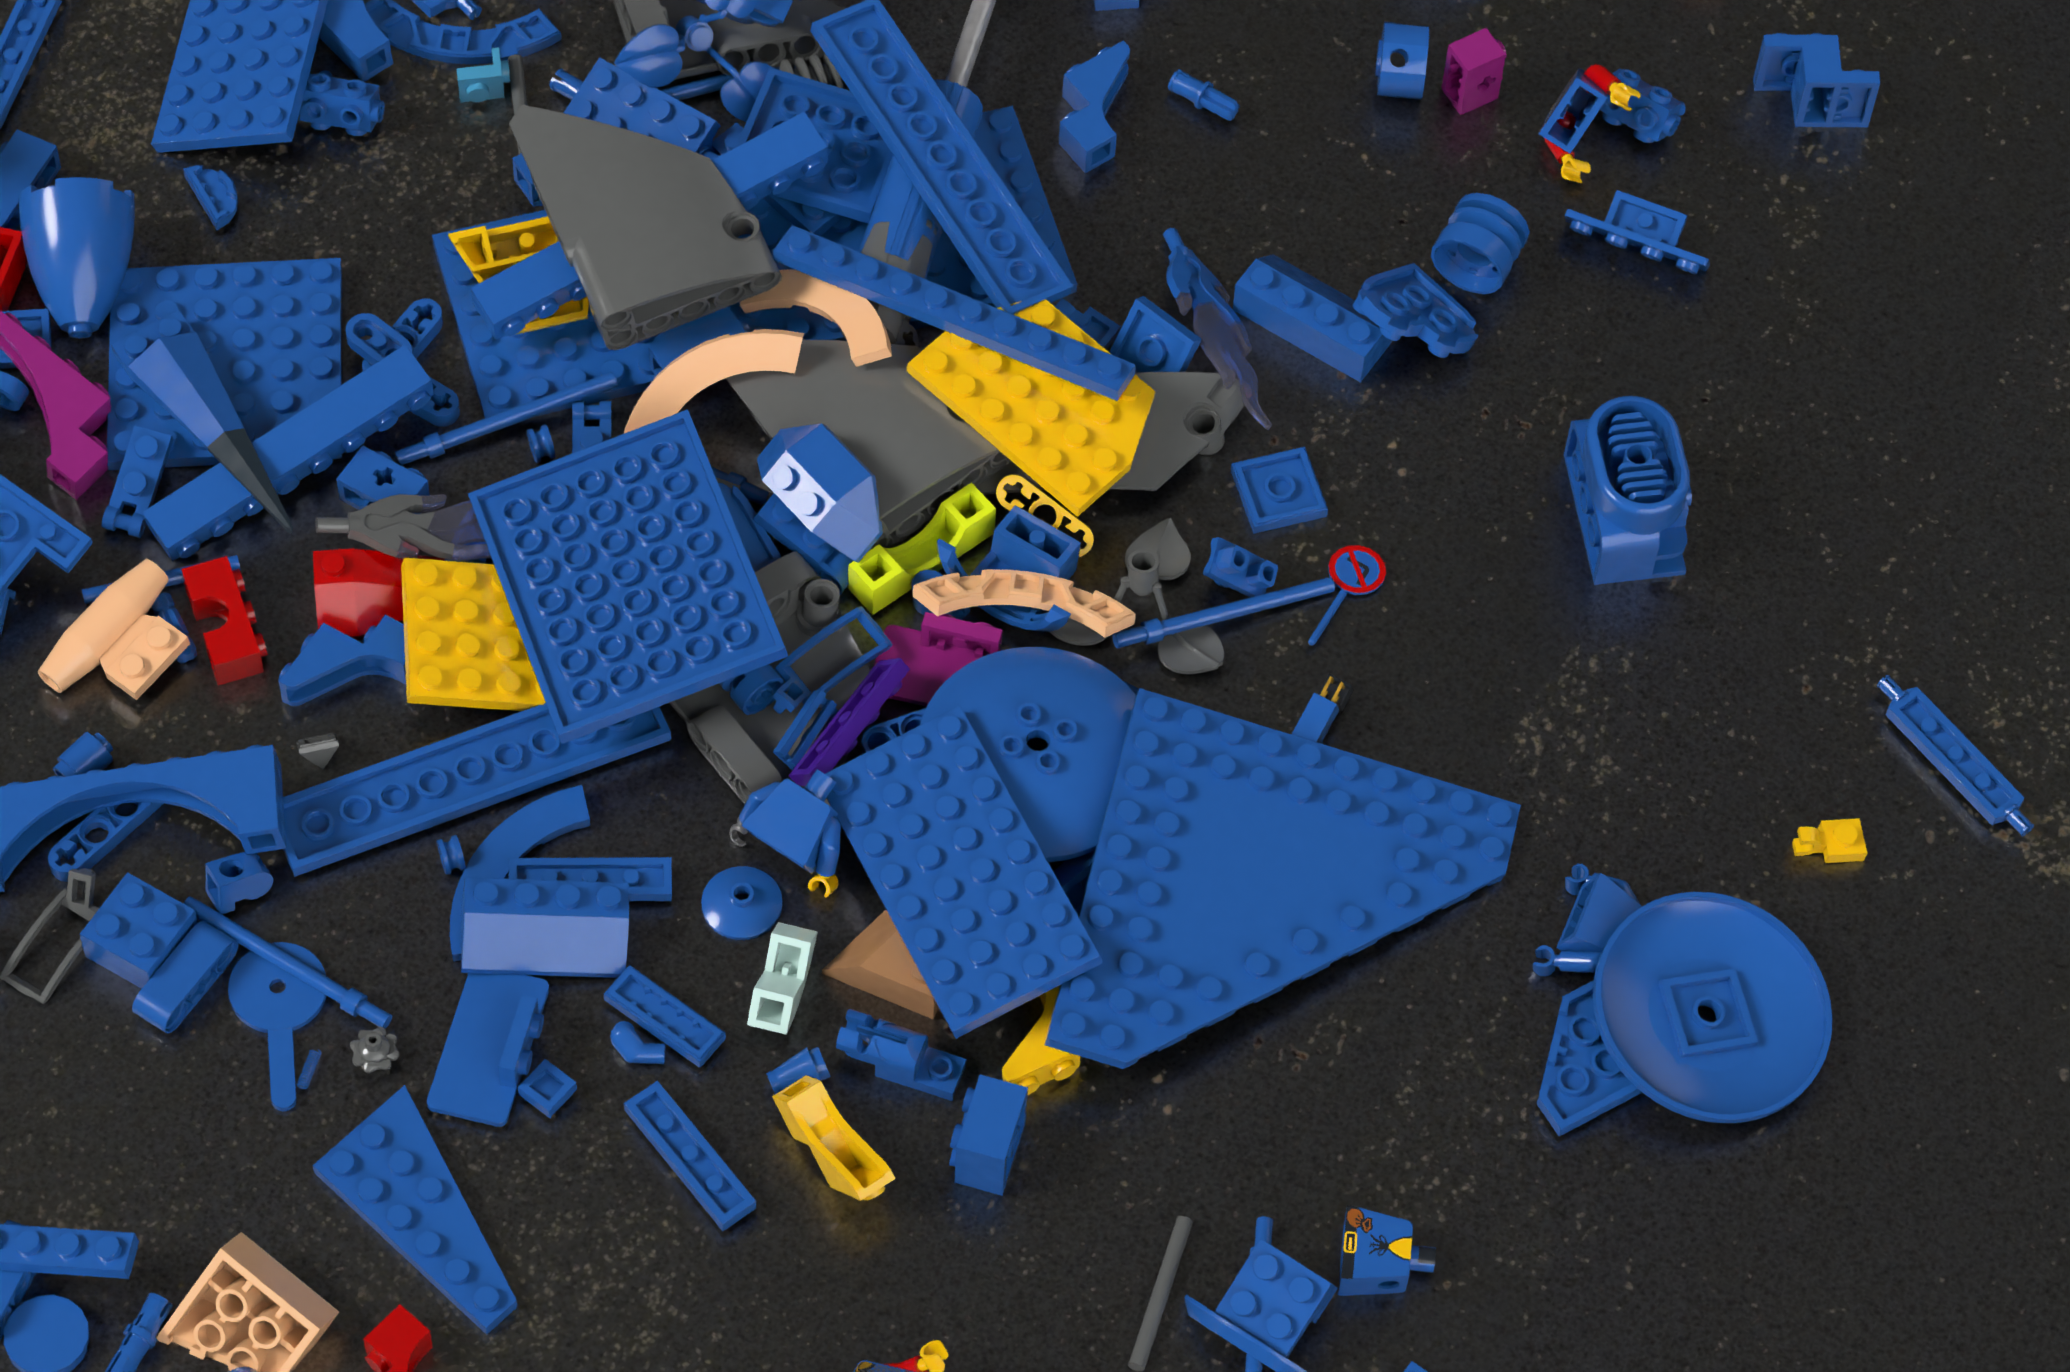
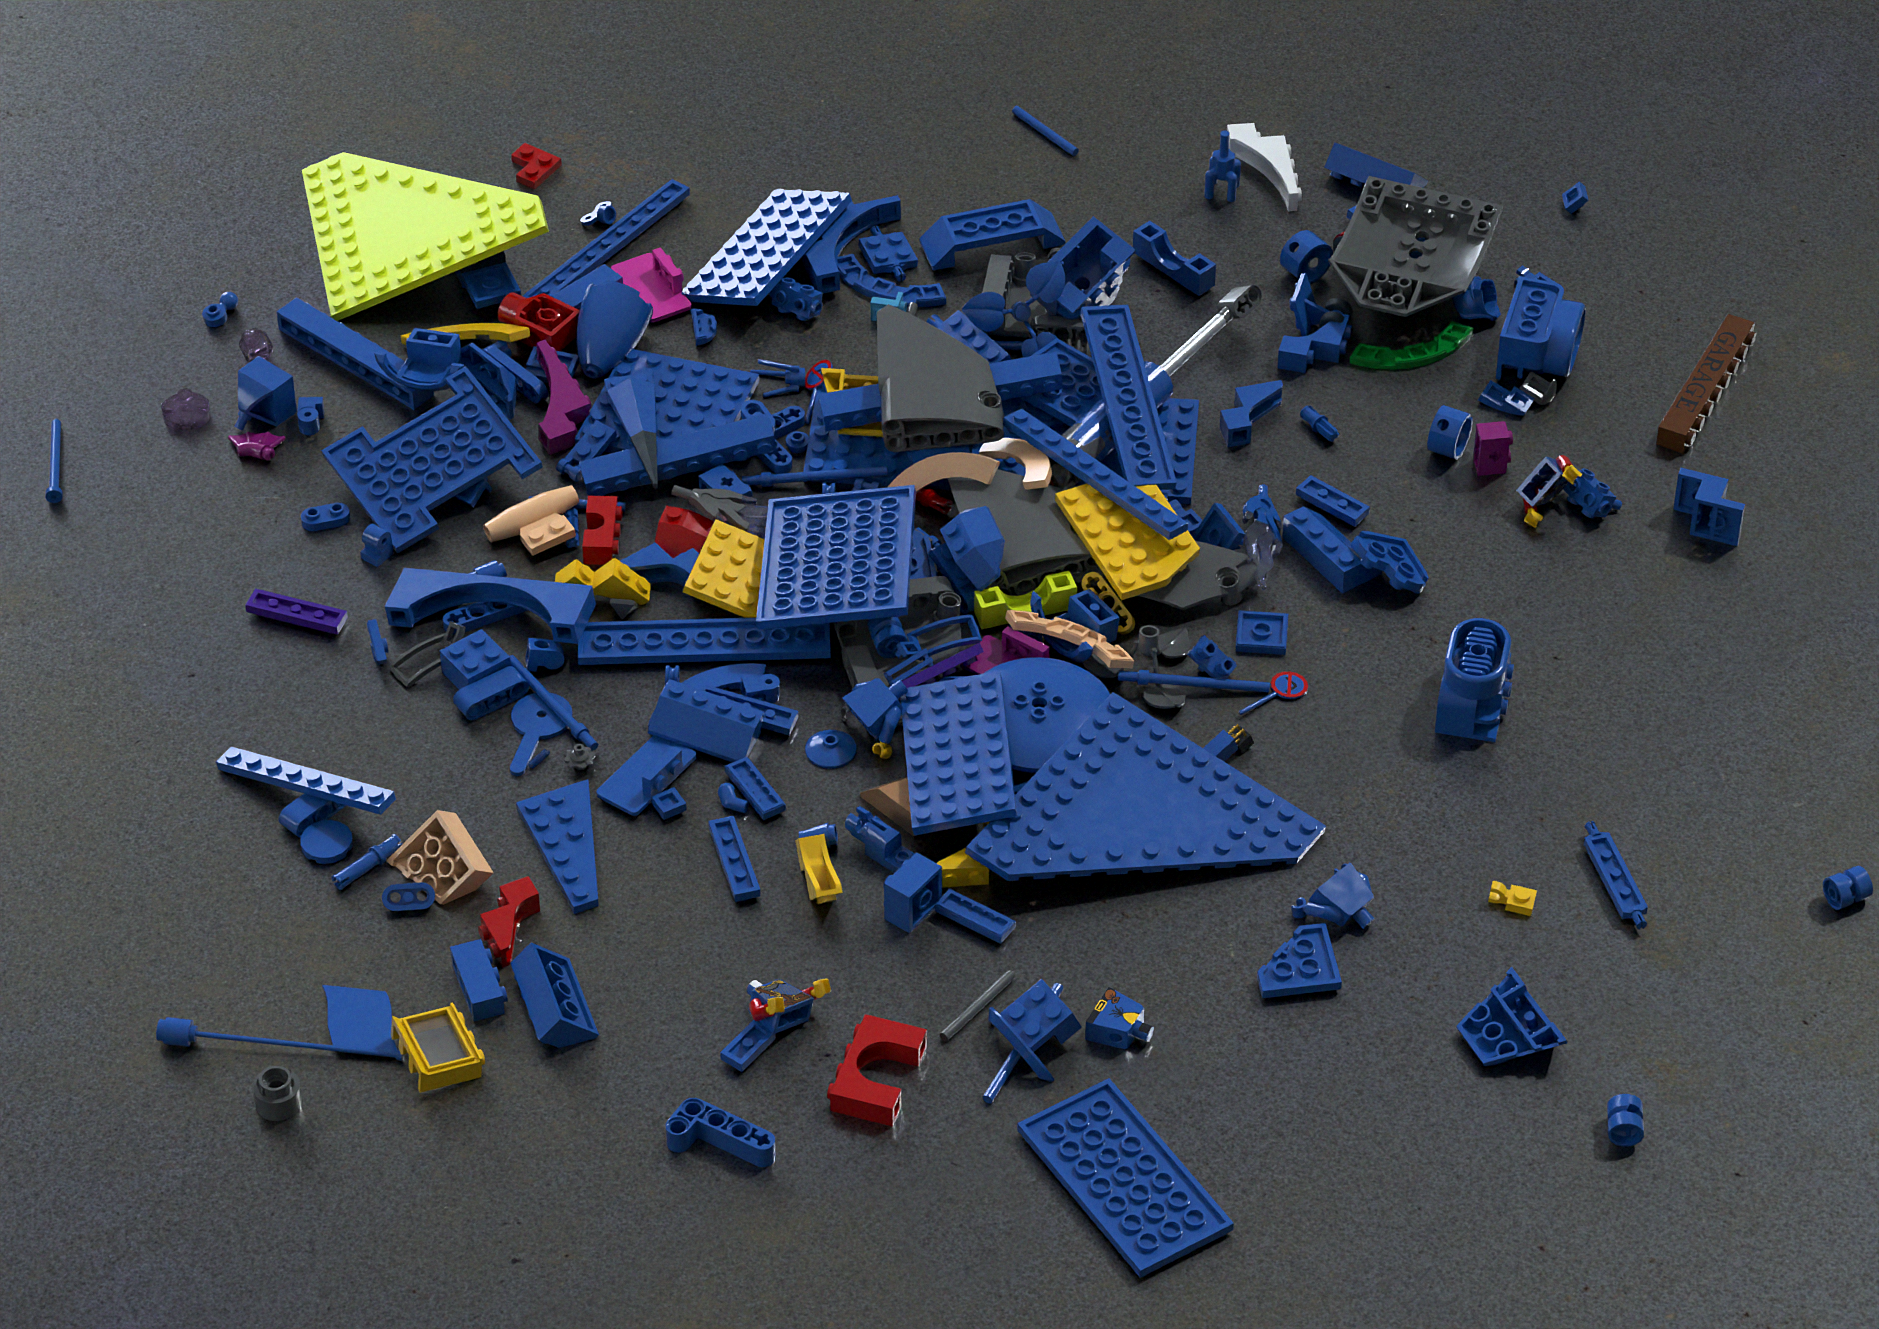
camera: 25 degrees right, 15 degrees down
(103, 137) = (656, 281): none -> dark pink bracket
(281, 714) = (611, 580): none -> yellow arch
(393, 246) = (793, 375): none -> blue plant
(430, 238) = (814, 380): none -> blue piece
(449, 369) = (797, 441): none -> blue plate
(595, 836) = (763, 688): none -> blue leg
(709, 408) = (930, 498): none -> red pin
(784, 978) = (839, 784): light aqua brick -> none
(1090, 1136) = (975, 916): none -> blue plate
(1281, 226) = (1332, 500): none -> blue plate
(1480, 243) = (1448, 535): blue wheel -> none
(1643, 226) = (1559, 555): blue bracket -> none
(1744, 967) = (1392, 923): blue dish -> none
(1928, 1069) = (1508, 1024): none -> blue wedge

